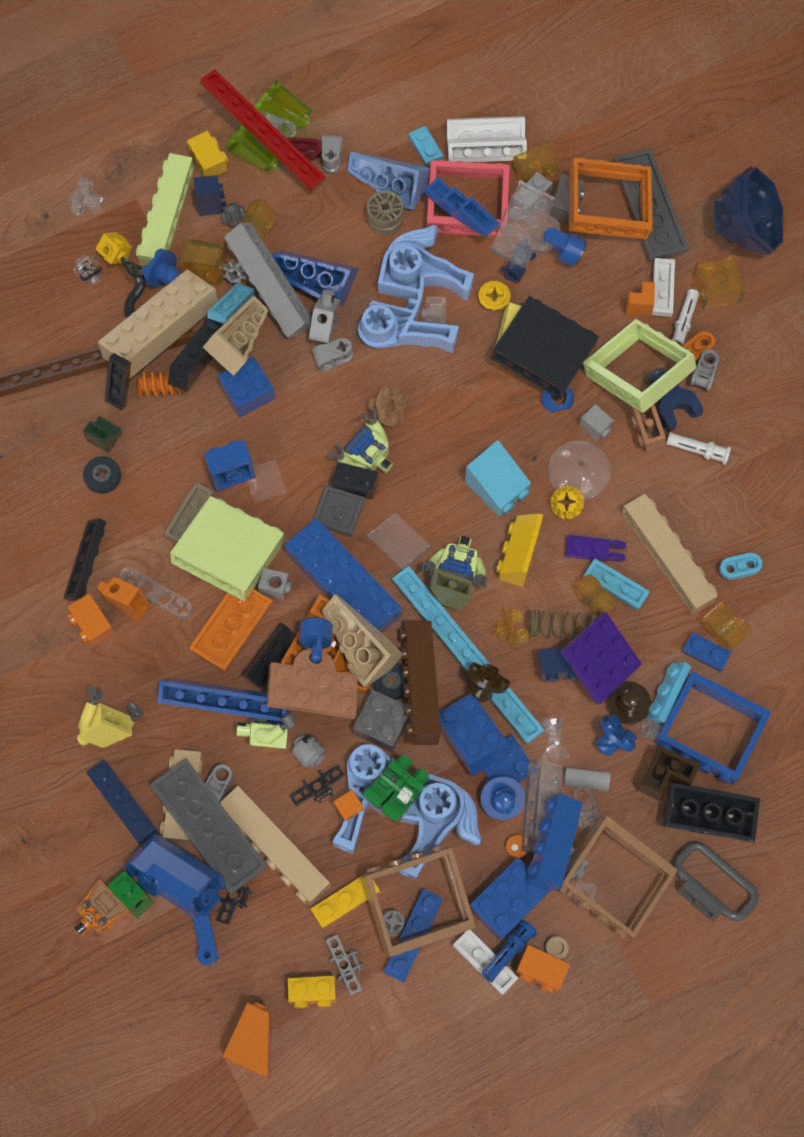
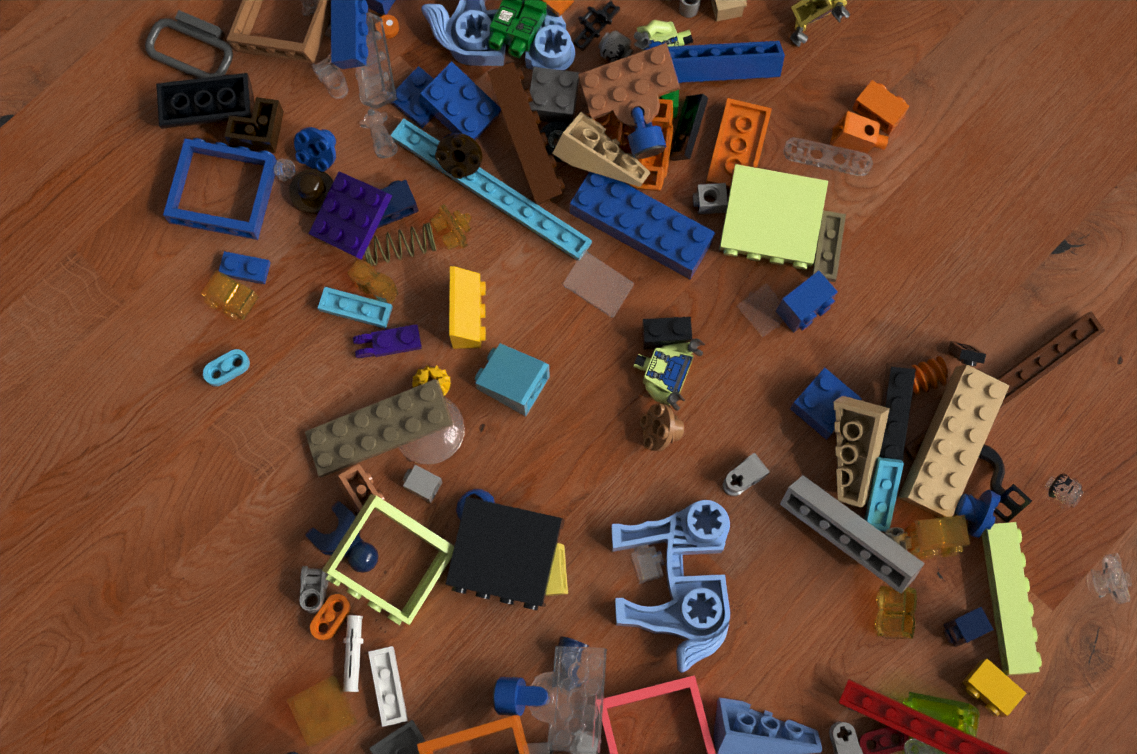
camera: 165 degrees right, 5 degrees up
(85, 559) = (914, 165): black plate -> none
(92, 477) = (938, 273): black bush -> none
(102, 433) = (958, 303): clear green piece -> none
(113, 247) = (1047, 526): yellow brick -> none
(233, 213) = (929, 618): dark grey gear -> none
(316, 275) = (802, 561): blue wedge -> none
(325, 317) = (768, 509): light grey torso -> none
(339, 510) = (673, 297): dark grey tile -> none
(385, 212) = (761, 672): dark tan wheel -> none
(451, 589) = (525, 239): olive slope -> none
(458, 561) = (527, 274): torso -> none
(464, 210) = (658, 704): blue slope -> none
(502, 293) = (592, 602): yellow gear -> none
(502, 797) = (412, 58): blue plate -> none
(592, 779) = (336, 104): light grey brick -> none
(621, 472) = (378, 428): none -> dark tan plate
(643, 302) = (405, 653): orange piece -> none
(668, 691) = (273, 210): medium azure plate -> none
(669, 554) = (306, 357): tan brick -> none
(709, 449) = (288, 491): white pin -> none

